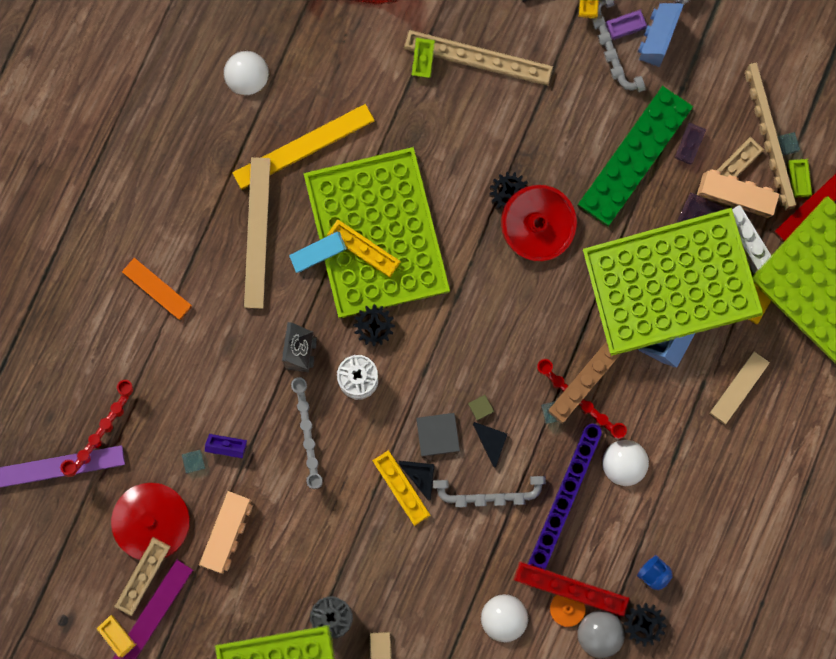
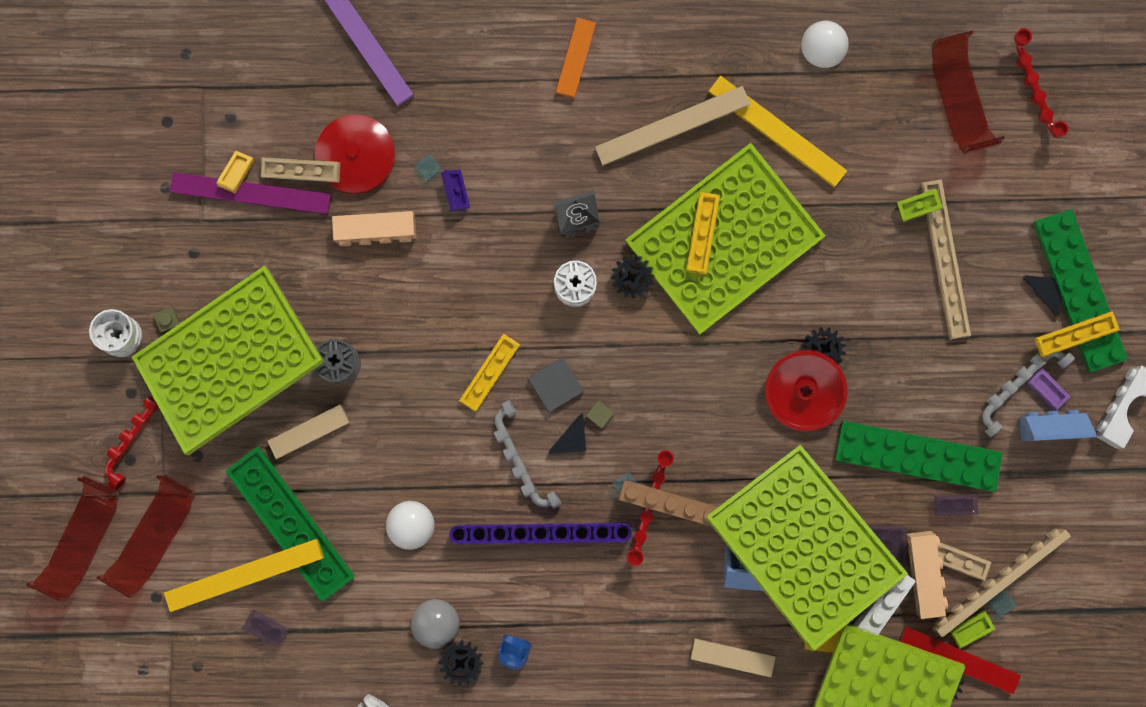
camera: 65 degrees right, 5 degrees up
(69, 467) = (367, 54): red bar -> none
(299, 386) = (458, 287): light grey bar -> none
(317, 252) = (679, 191): medium azure tile -> none
(421, 475) = (509, 386): black tile -> none
(566, 611) = (444, 581): orange piece -> none
(571, 589) = (463, 577): red tile -> none
(625, 462) = (609, 576): white piece -> none

